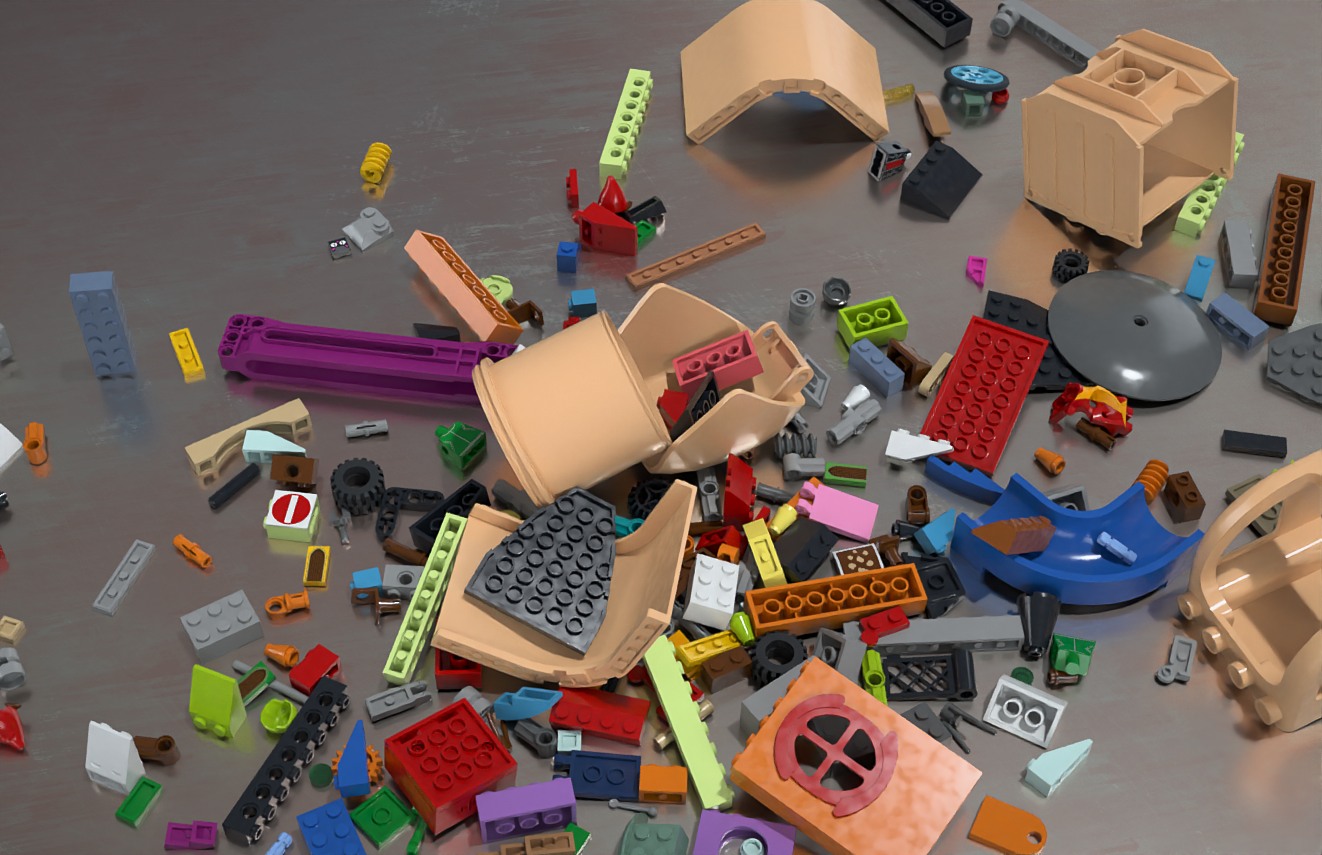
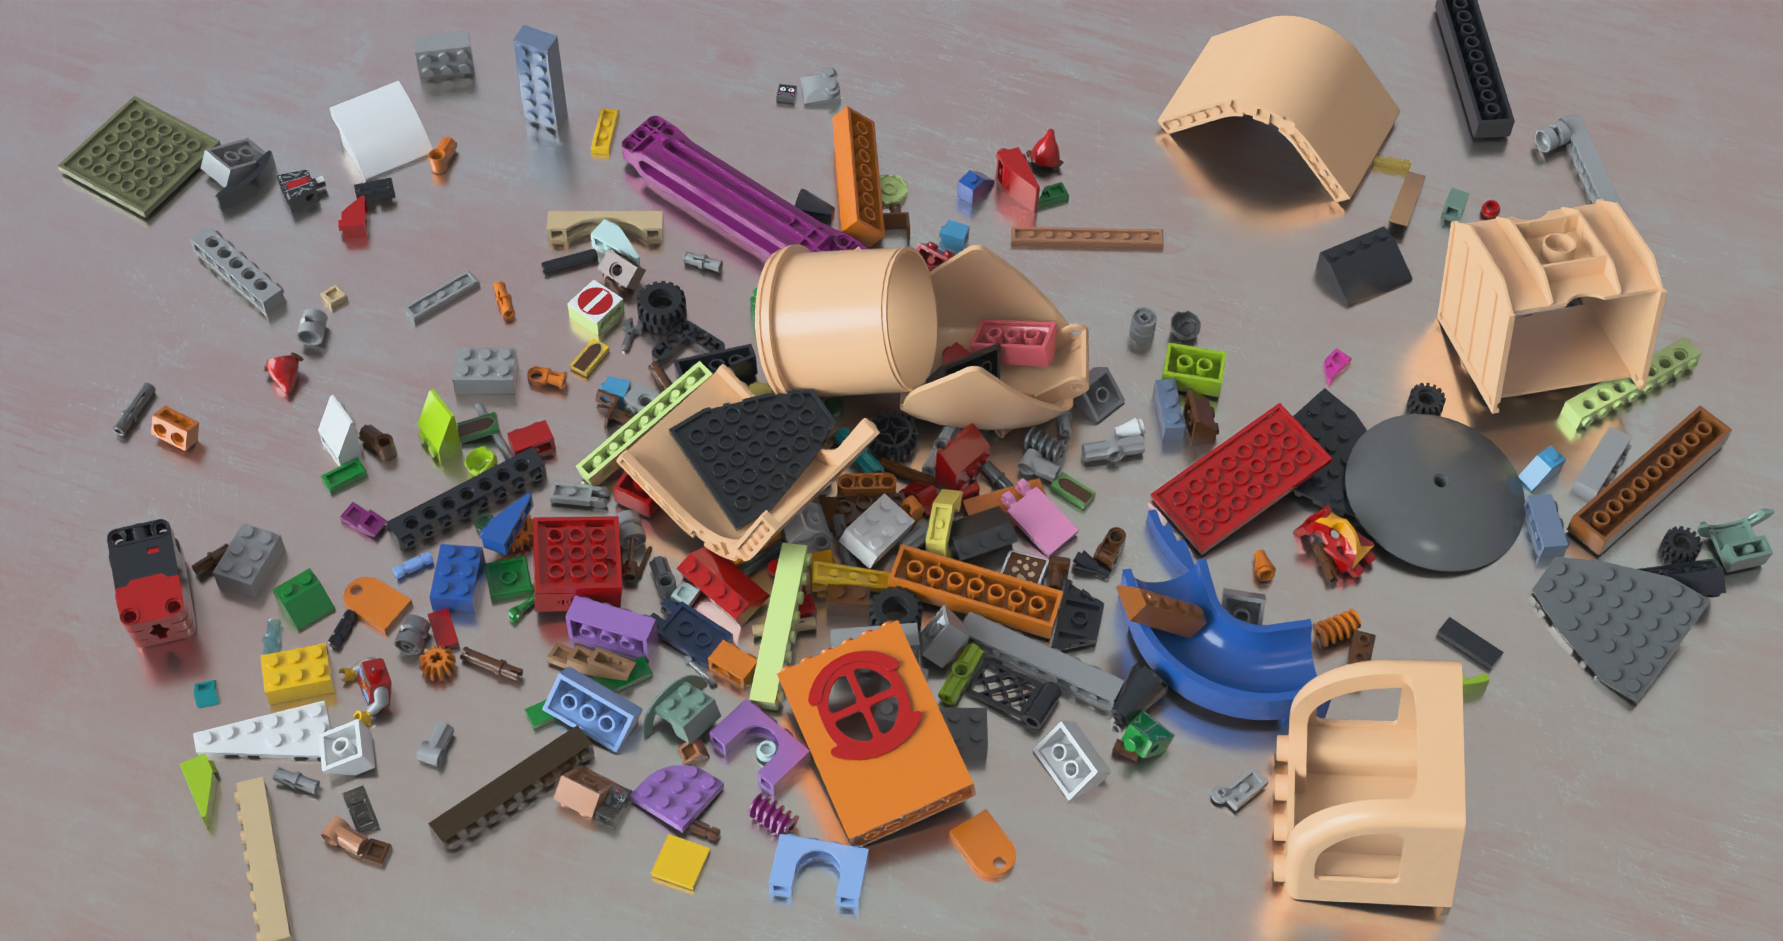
camera: 30 degrees right, 5 degrees up
(284, 654) = (518, 417): orange cone -> none
(375, 162) = (866, 28): yellow piece -> none
(525, 703) = (666, 545): dark azure slope -> none
(572, 194) = (1022, 124): red plate -> none
(625, 124) = (1111, 85): yellowish green brick -> none
(647, 209) = (1074, 175): black slope -> none
(742, 627) = (882, 572): lime cone -> none
(783, 519) = (984, 500): light yellow cone -> none
(882, 625) = (998, 629): red hinge -> none
(888, 160) = (1327, 224): black torso -> none
(911, 448) = (1142, 494): white slope -> none
(935, 375) = (1206, 445): tan beam -> none
(937, 533) = (1107, 577): dark azure slope -> none
(954, 715) = (1010, 734): dark grey plant -> none
(976, 78) = (1476, 182): wedge -> none
(1023, 674) = (1093, 732): clear green tile -> none
(1055, 766) = (1061, 817): light aqua slope -> none
(1116, 548) = (1252, 667): light blue axle -> none

